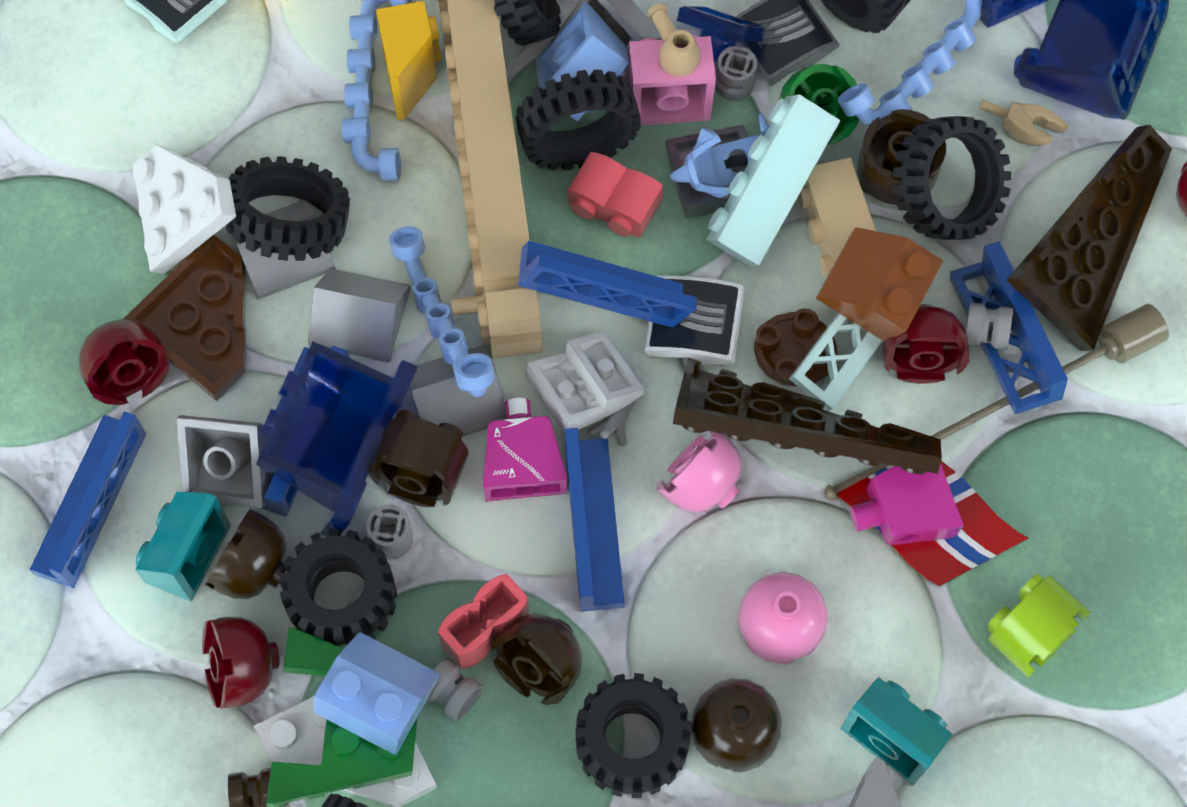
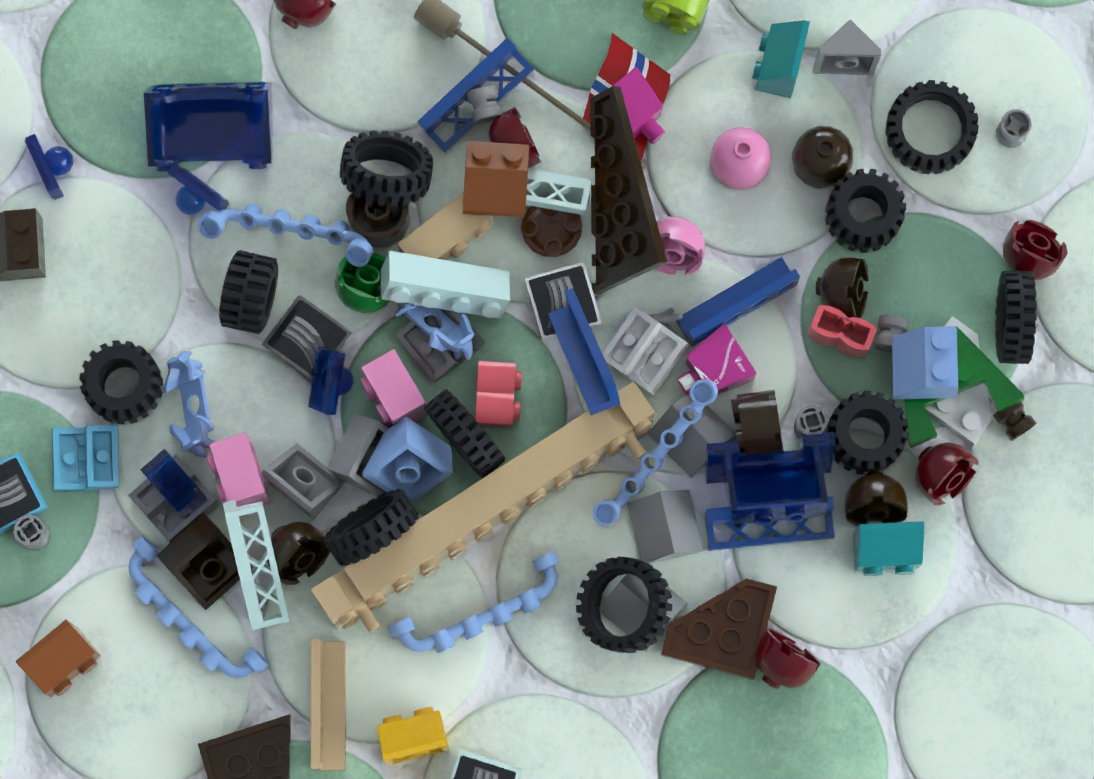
camera: 115 degrees left, 10 degrees up
(89, 500) = (886, 631): blue fence -> none
(178, 205) = (656, 684): white plate -> none
(222, 459) = (821, 549): light grey slope -> none
(409, 52) = (461, 585): yellow slope -> none
(672, 59) = (382, 387): tan bar -> none
(735, 73) = (356, 359): light grey wheel -> none
(1020, 121) = (300, 150): tan hand -> none
(1086, 251) = (399, 64): dark brown wing -> none

